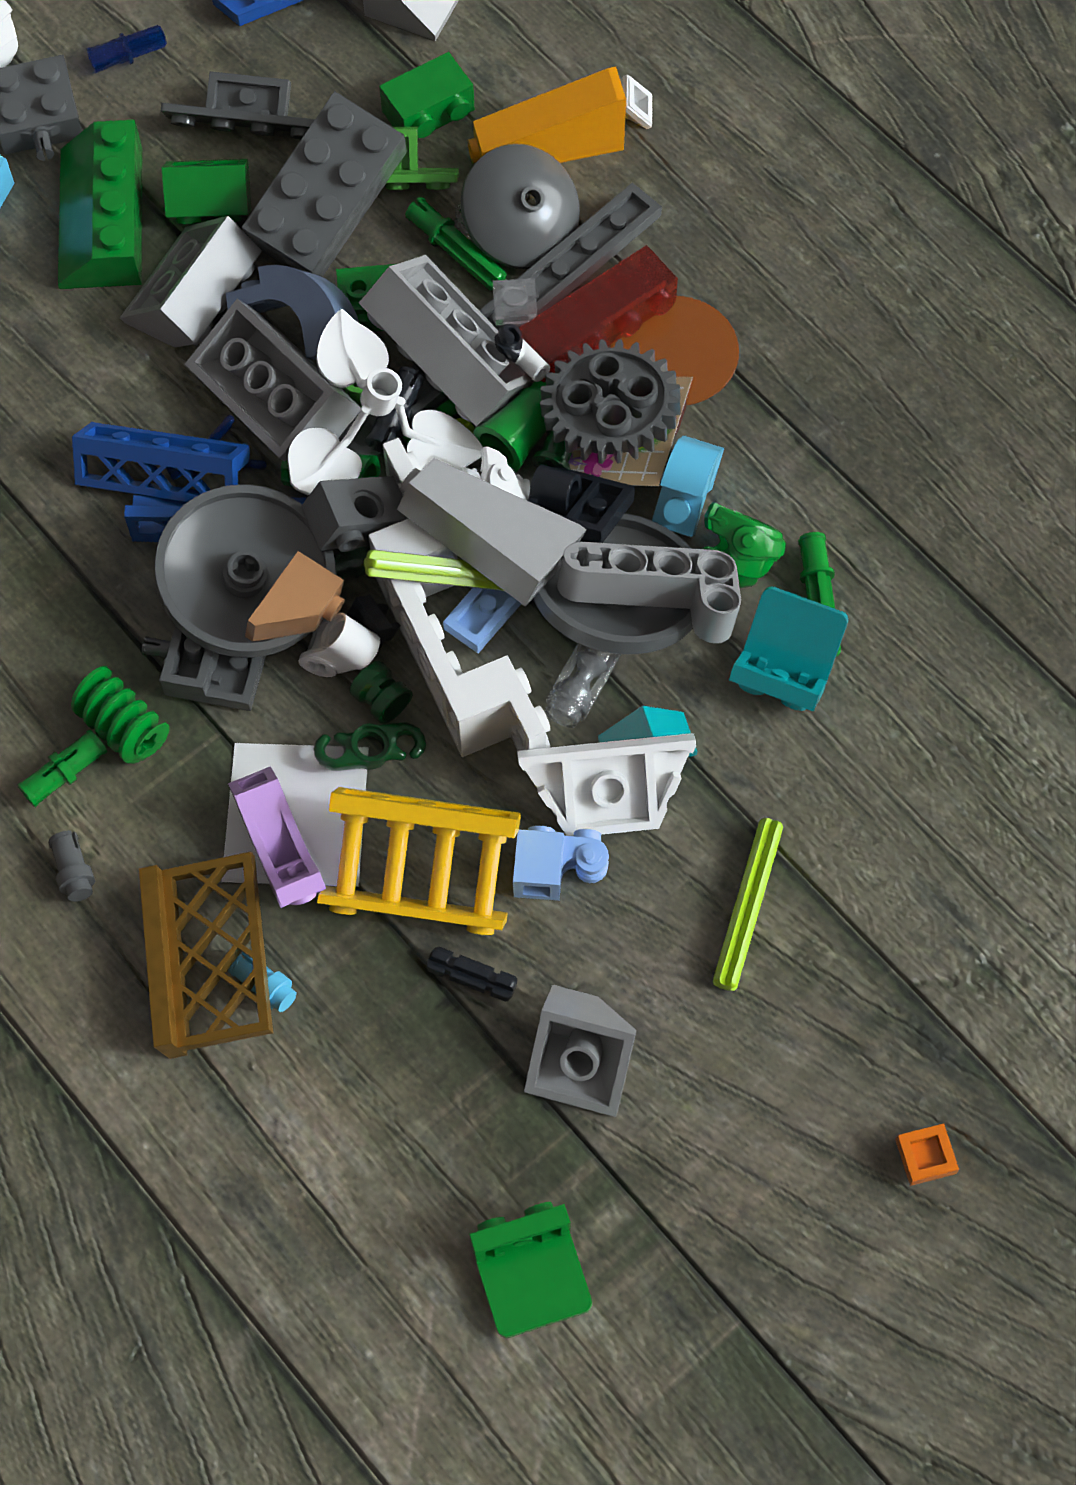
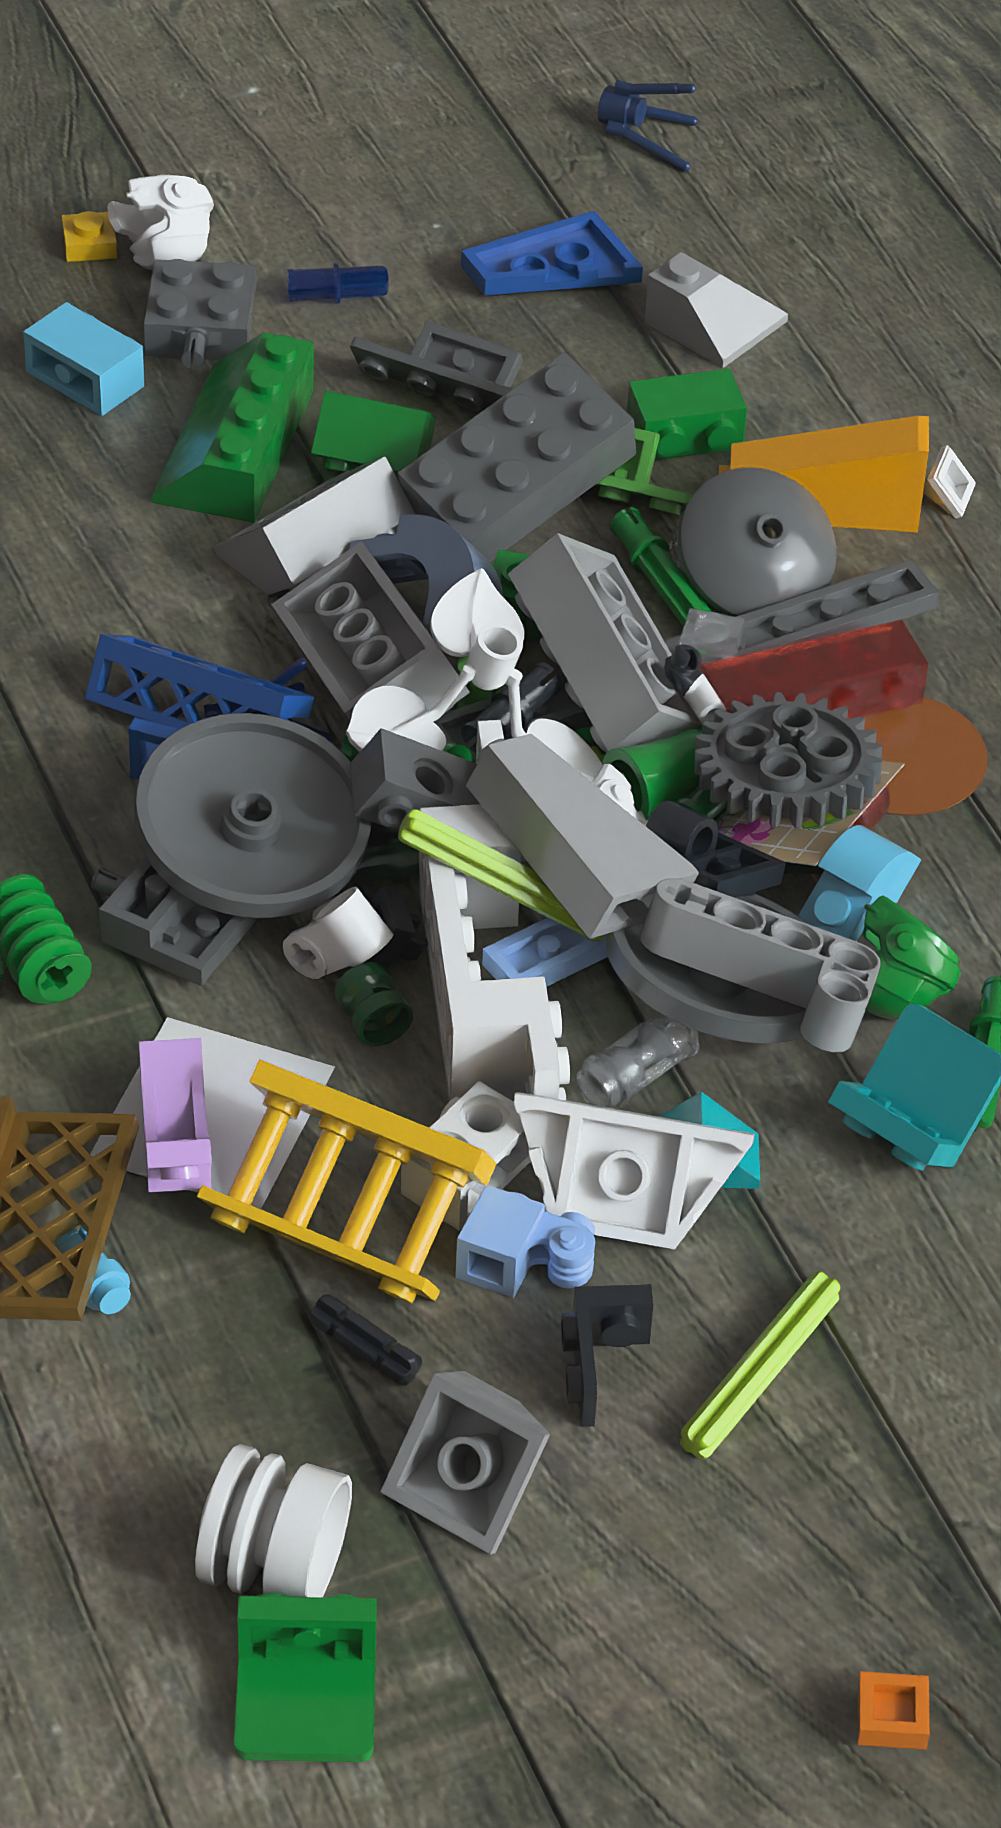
camera: 15 degrees right, 20 degrees down
(297, 601) = (299, 854): medium nougat slope -> none
(354, 759) = (361, 1053): dark green piece -> none
(469, 1163) = (260, 1524): none -> white wheel
(480, 793) = (484, 1121): none -> white brick
(642, 904) = (601, 1318): none -> black bracket

